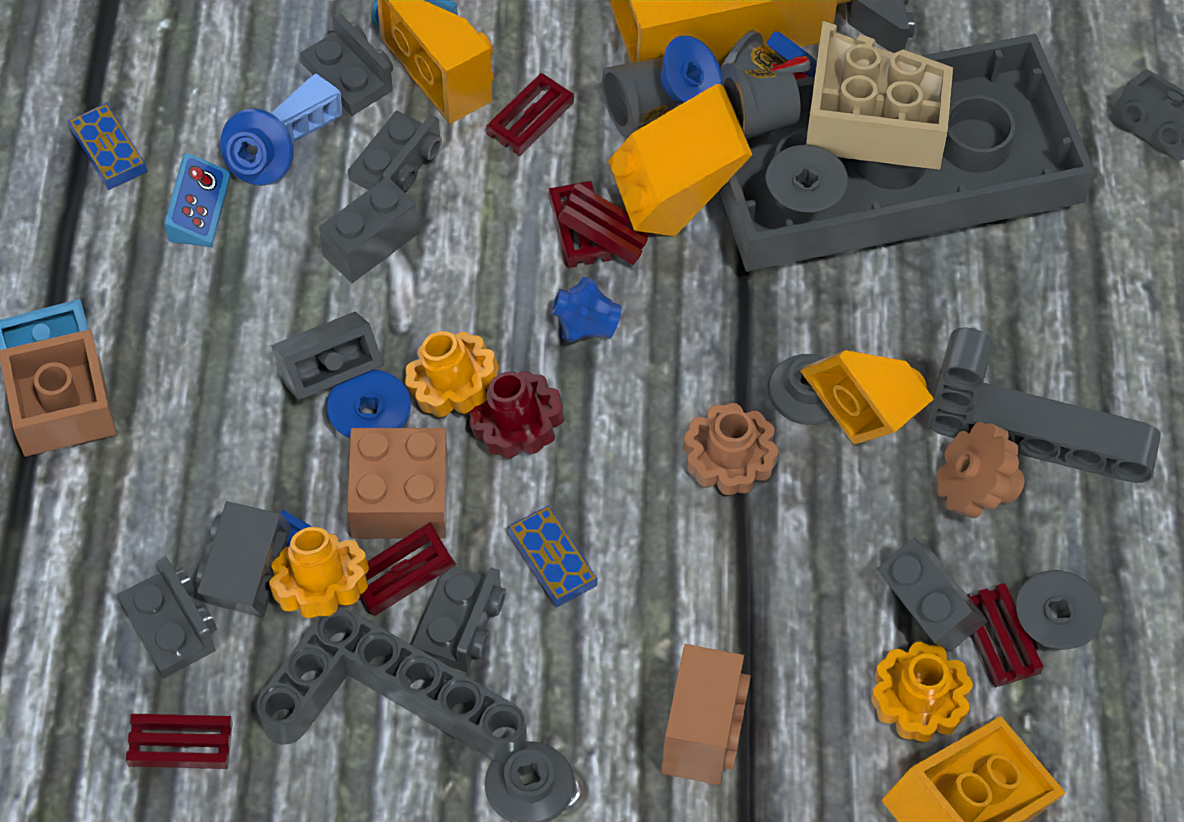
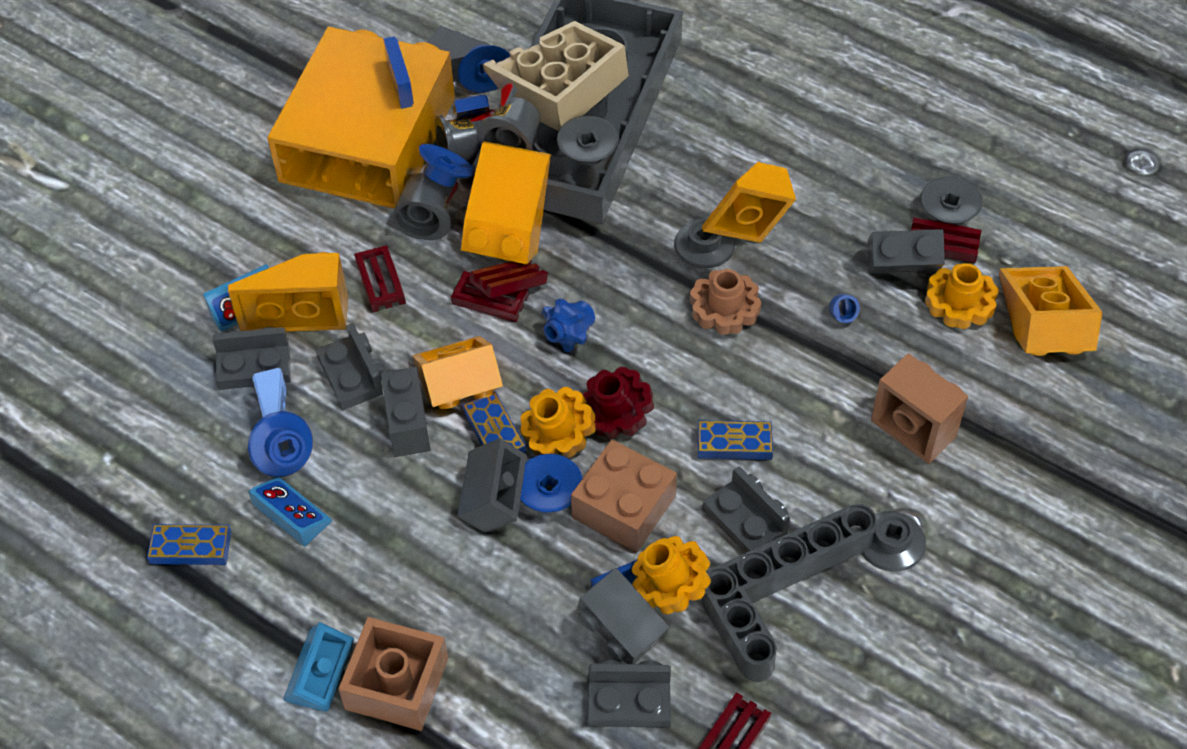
camera: 55 degrees left, 5 degrees down
(408, 574) = (691, 495): dark red tile -> none
(412, 321) = (492, 421): none -> blue tile
(453, 246) = (458, 372): none -> light orange slope
(802, 567) = (849, 305): none -> blue hinge
(876, 24) = (471, 71): none -> blue piece
(980, 471) = (836, 183): nougat plant -> none
(1037, 424) = (814, 148): dark grey beam -> none

